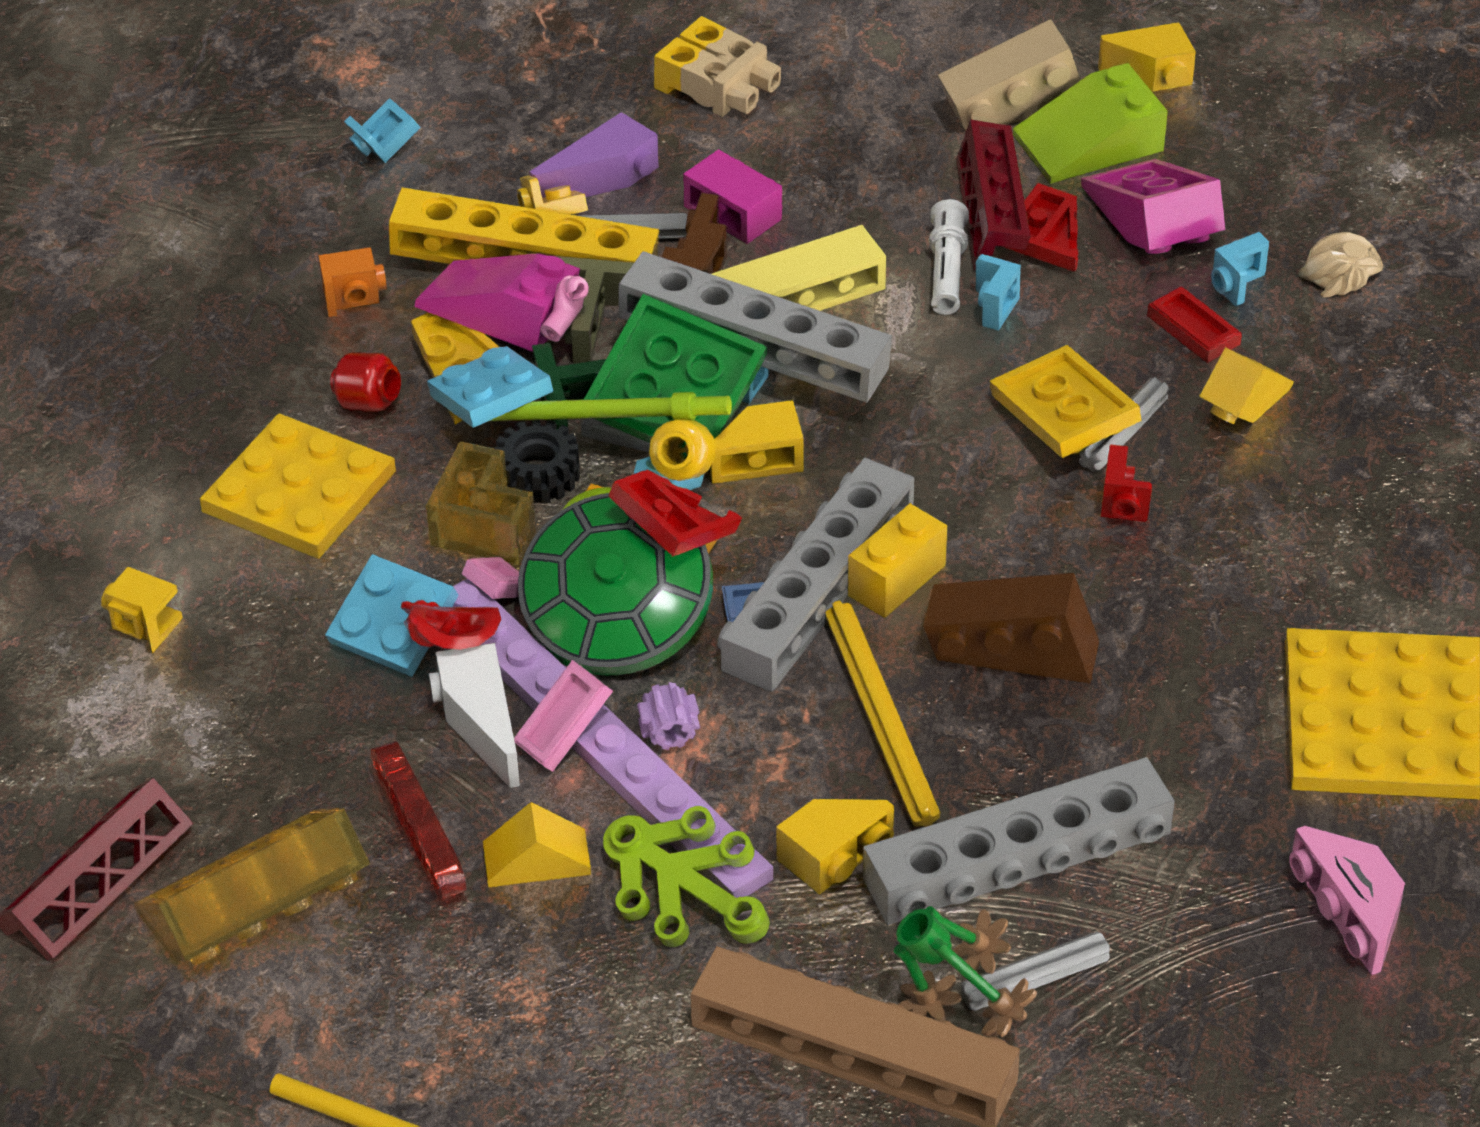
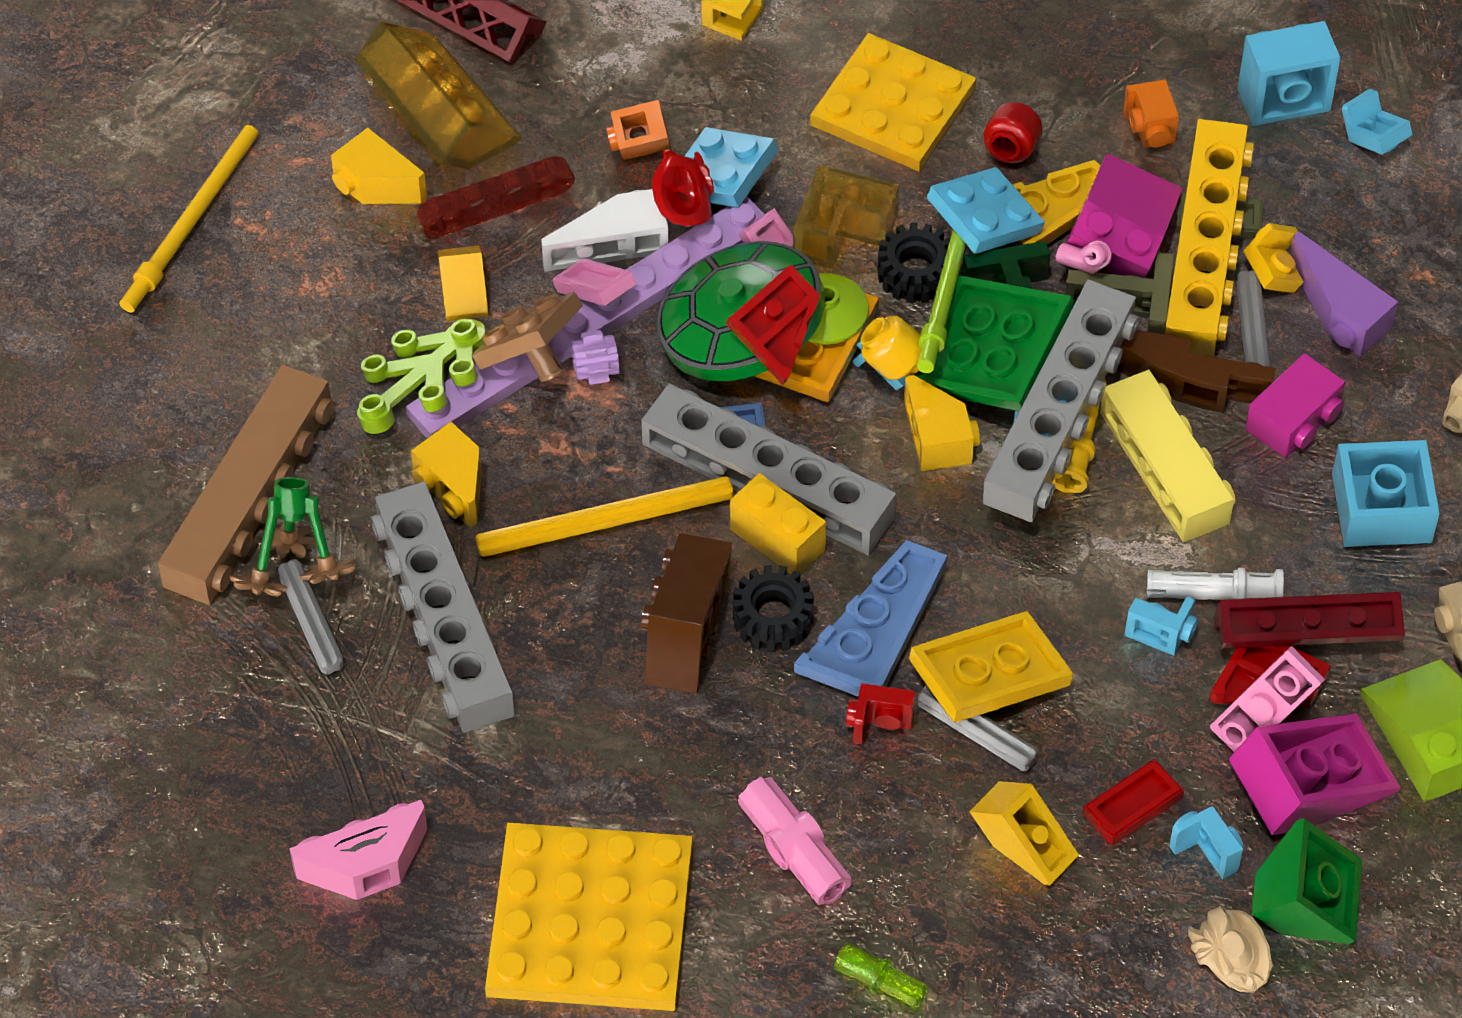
camera: 90 degrees right, 10 degrees up
(318, 171) = (1288, 73): none -> medium azure brick
(331, 693) = (638, 118): none -> orange brick
(366, 936) = (377, 172): none -> yellow slope
(654, 751) = (529, 333): none -> medium nougat plate
(845, 136) = (1385, 493): none -> medium azure brick
(996, 550) = (777, 587): none -> black tyre
(1018, 494) = (877, 624): none -> medium blue wing
(1098, 198) = (1268, 698): none -> bright pink slope
(1281, 549) = (794, 840): none -> bright pink piece
(1284, 208) = (1309, 887): none -> green slope
(1422, 491) = (880, 975): none -> clear neon green axle

